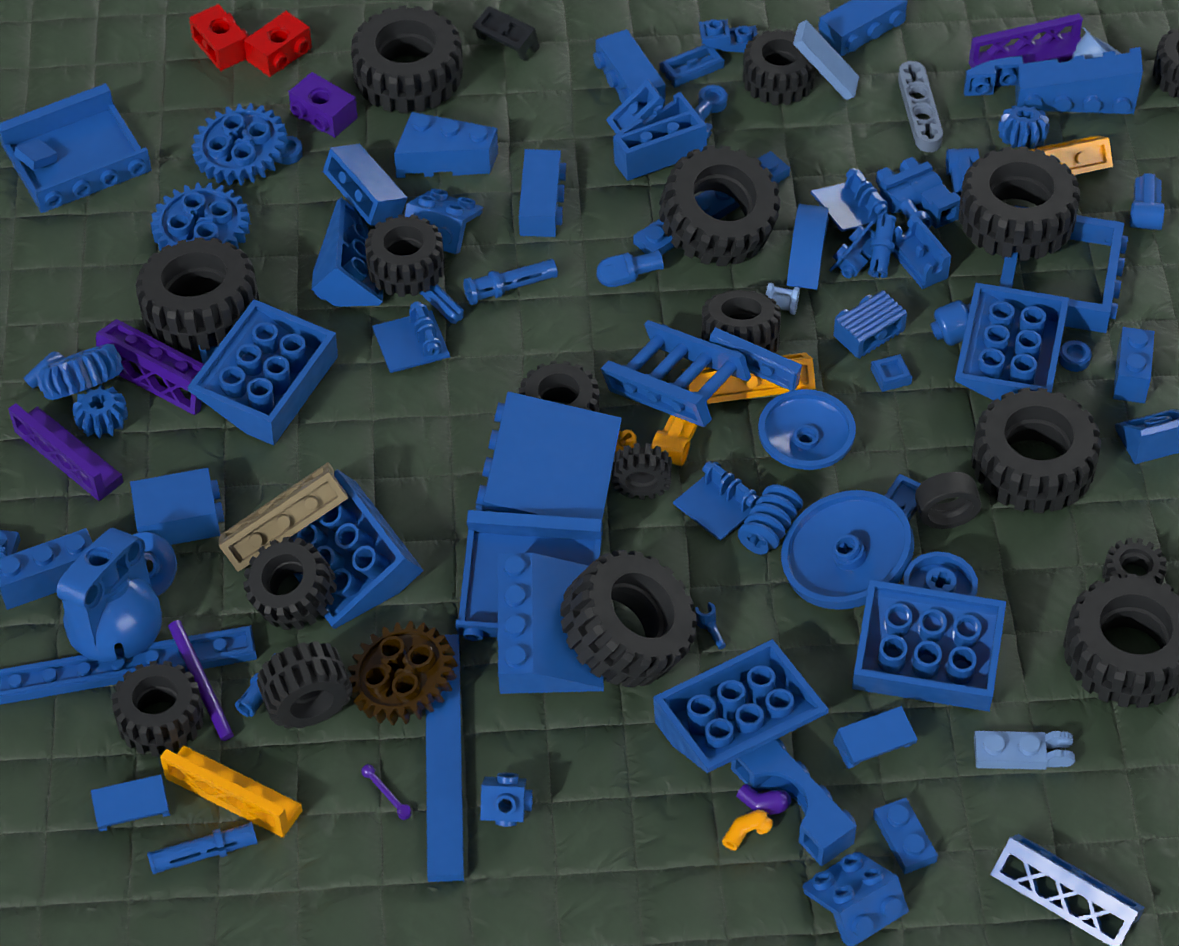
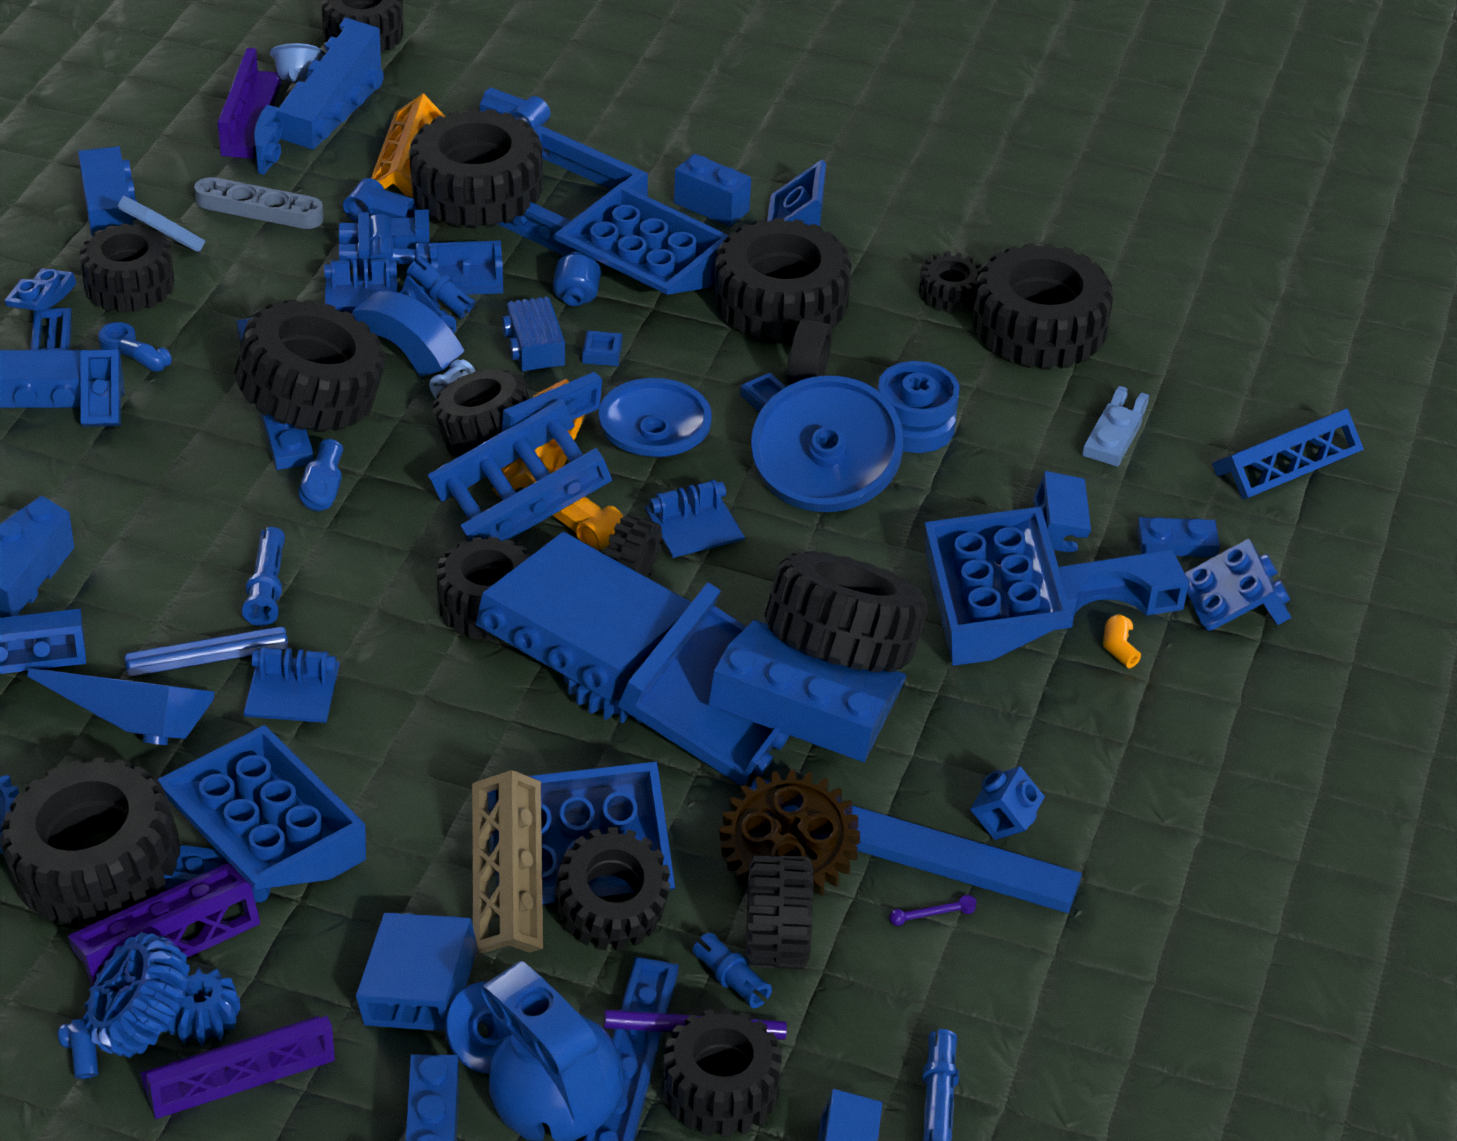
camera: 70 degrees left, 10 degrees down
(231, 790) = (868, 1045): light orange fence -> none
(404, 273) = (181, 632): black tyre -> none
(446, 214) = (129, 601): blue bracket -> none
(541, 193) = (154, 507): blue brick -> none
(659, 139) = (160, 381): blue wedge -> none
(769, 519) = (749, 486): blue piece -> none
(770, 802) = (1098, 612): dark purple arm -> none
(929, 645) = (986, 426): blue slope -> none
(1023, 127) = (355, 143): blue gear -> none

